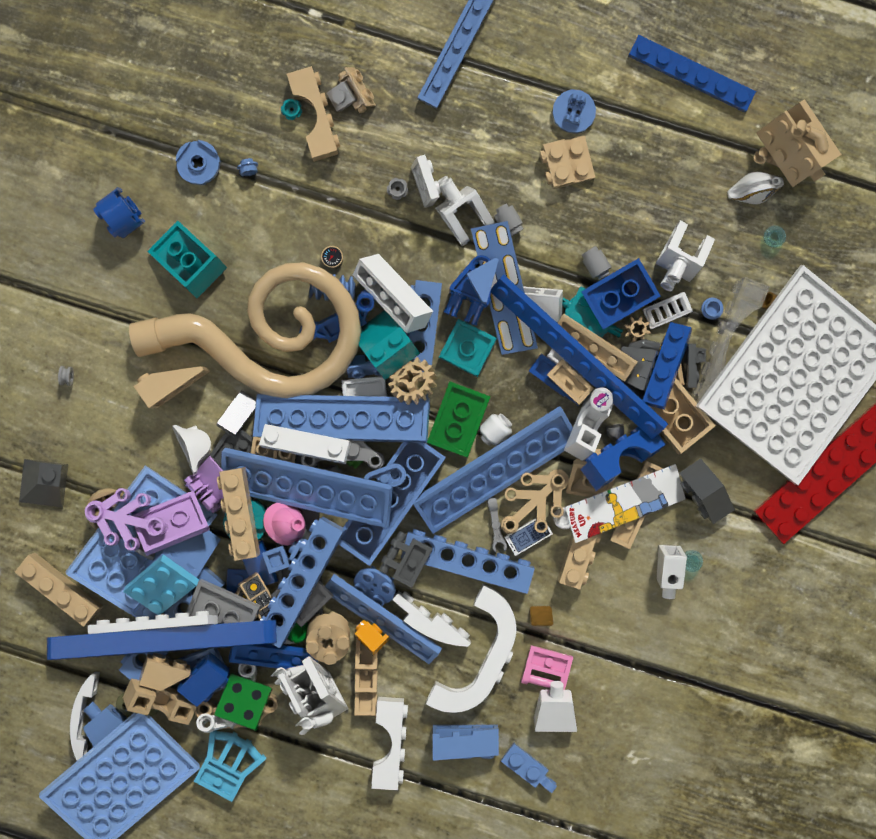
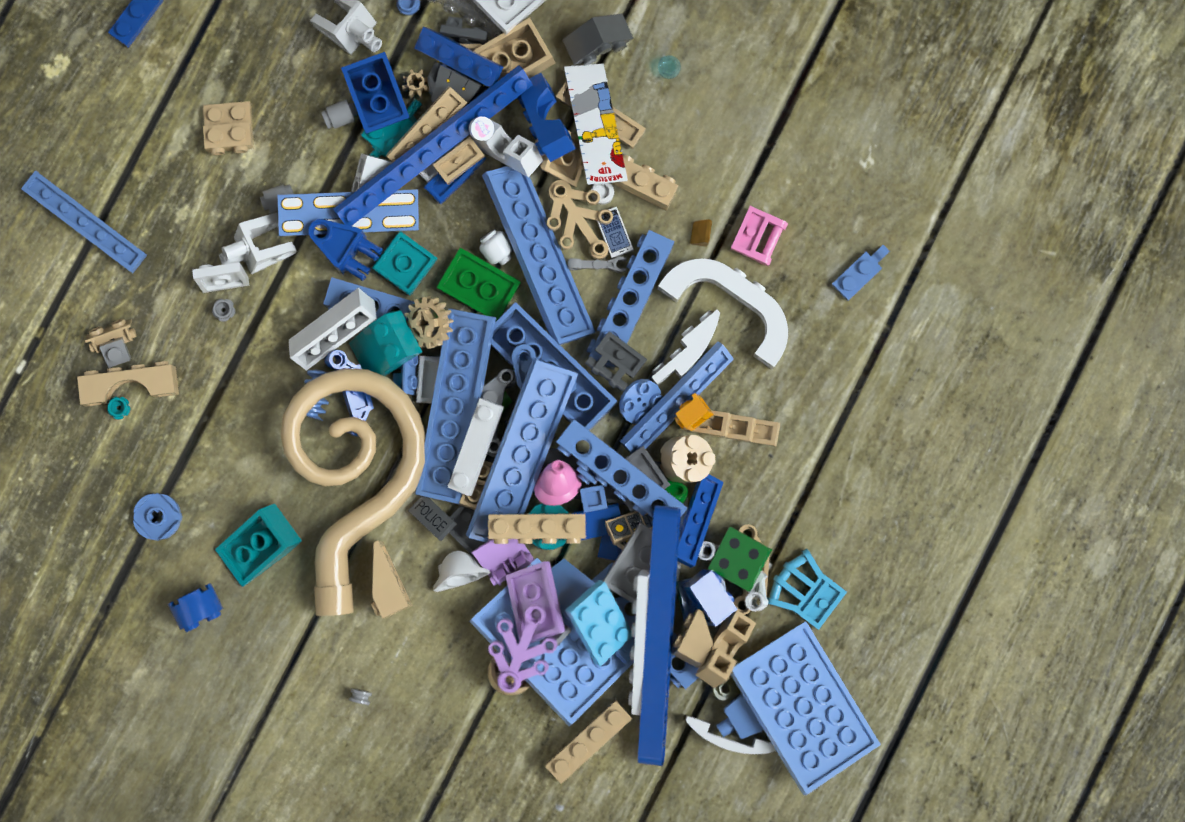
camera: 75 degrees left, 5 degrees down
(43, 483) = (471, 741): dark grey slope -> none
(247, 167) = (172, 464): medium blue plate -> none
(311, 694) = (741, 483): white torso -> none
(332, 257) = (283, 390): black tile -> none
(386, 770) = (840, 421): white arch -> none
(465, 741) = (821, 333): medium blue wedge -> none
(482, 279) = (334, 230): medium blue slope -> none
(555, 710) = (802, 232): white torso -> none
(571, 121) = (185, 117): medium blue plate -> none
(615, 431) = (520, 123): light grey hinge -> none
(671, 569) = (665, 88): white torso -> none
(685, 304) = (397, 30): white slope -> none

